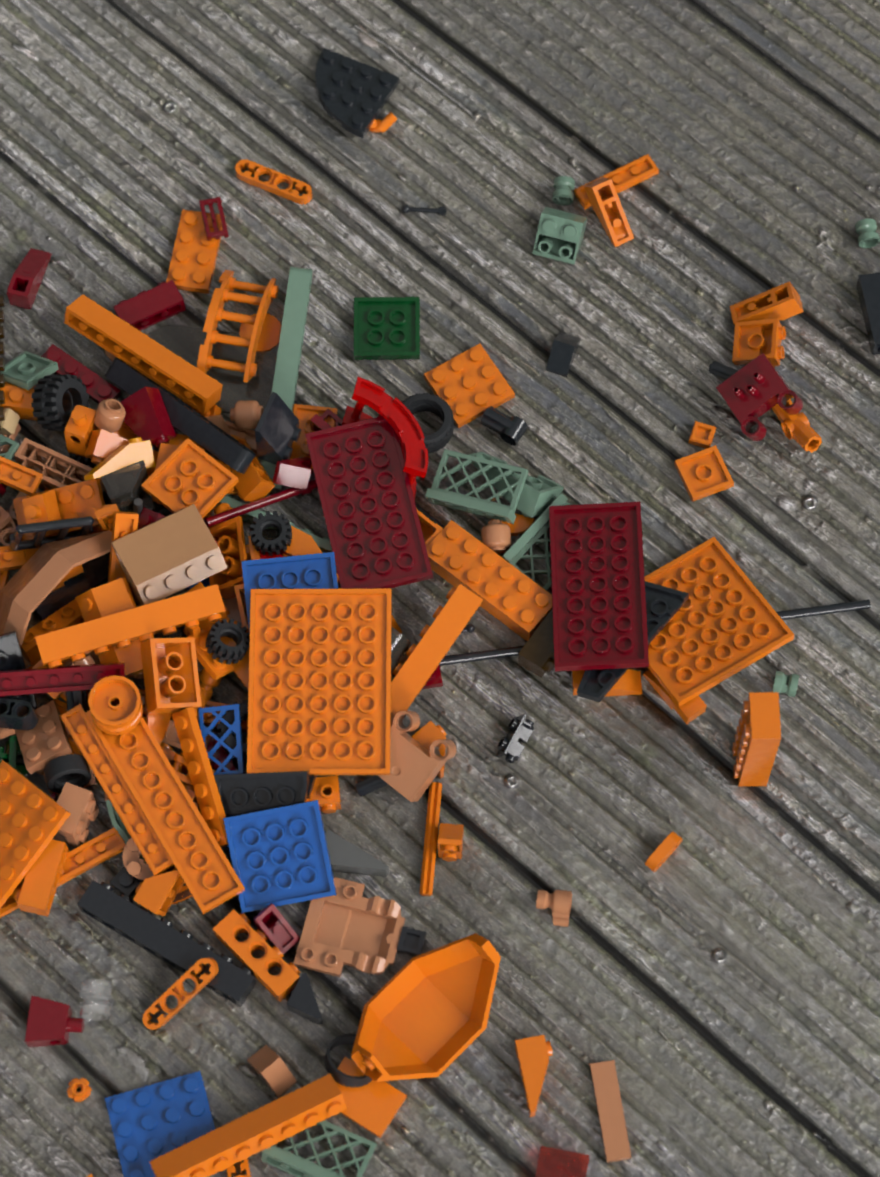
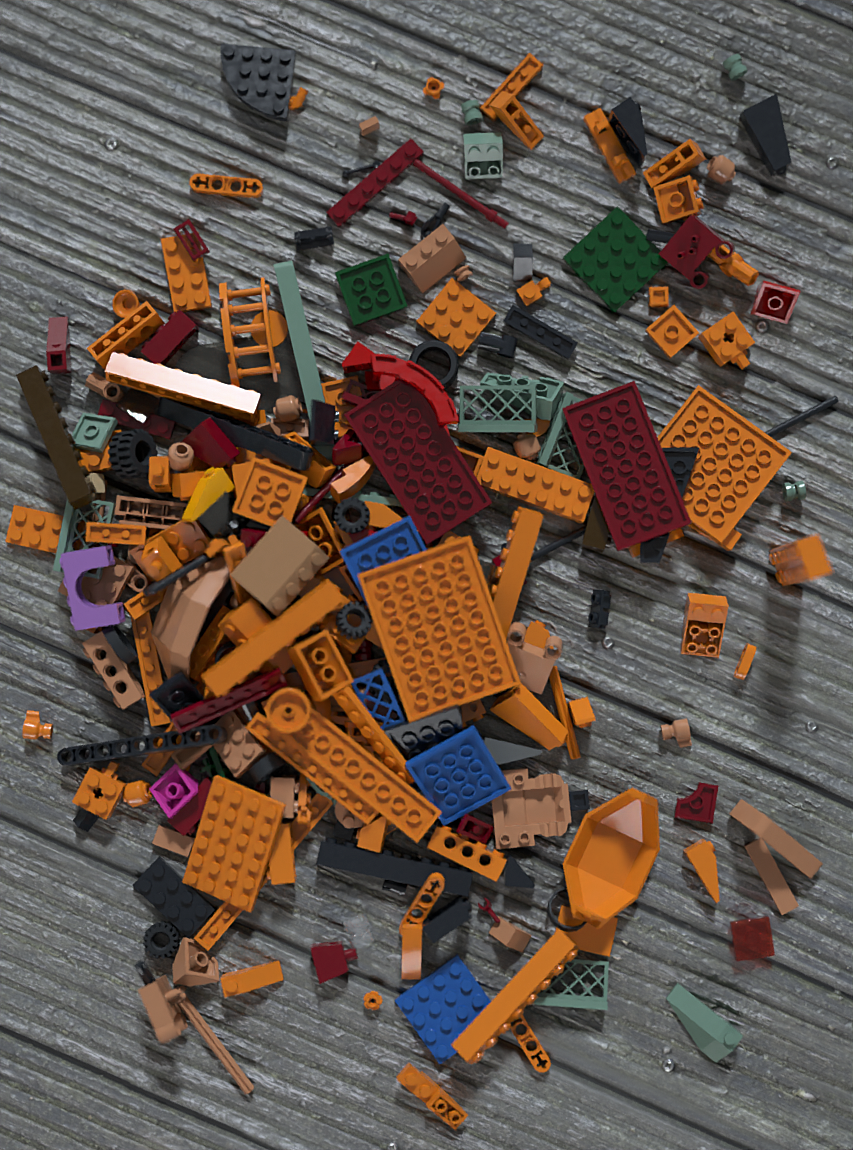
camera: 20 degrees left, 20 degrees up
(59, 333) = (101, 386): none -> nougat piece
(88, 360) = (138, 404): none -> clear smoke piece
(94, 826) = (304, 814): none -> orange hinge
(108, 285) = (126, 334): none -> orange brick
(118, 260) = (125, 303): none -> orange piece
(147, 1045) = (411, 951): none -> orange slope
(158, 967) = (394, 886): none -> black pin
(204, 1018) = (447, 918): none -> black window
(228, 691) = (364, 651): none -> dark red wheel
(257, 1029) = (488, 909): none -> dark red hand
(291, 503) = (352, 479): none -> orange slope
(339, 388) = (357, 359): none -> red slope
(345, 259) = (314, 238): none -> black hinge
(389, 825) = (529, 716): none -> orange slope
(433, 227) = (375, 182): none -> dark red plate
(448, 170) = (369, 126): none -> nougat tile
(456, 272) = (410, 217): none -> dark red hand
(465, 317) = (432, 258): none -> nougat slope
(488, 280) = (439, 216): none -> black piece
(493, 342) = (463, 273): none -> nougat bush
(532, 151) = (431, 82): none -> orange plate
(545, 294) = (491, 215): none -> dark red bar
(551, 999) = (698, 805): none -> dark red tile
(556, 428) = (540, 332): none -> black plate
(561, 385) = (531, 293): none -> orange plate
(615, 1032) = (776, 838): none -> nougat beam
(628, 796) = (703, 624): none -> orange slope
(667, 383) = (615, 259): none -> dark green plate
(702, 269) = (609, 146): none -> orange hinge
(726, 249) = (628, 126): none -> black slope
(763, 500) = (731, 350): none -> orange hinge
(816, 327) = (721, 169): none -> nougat head
(831, 477) = (774, 301): none -> red slope

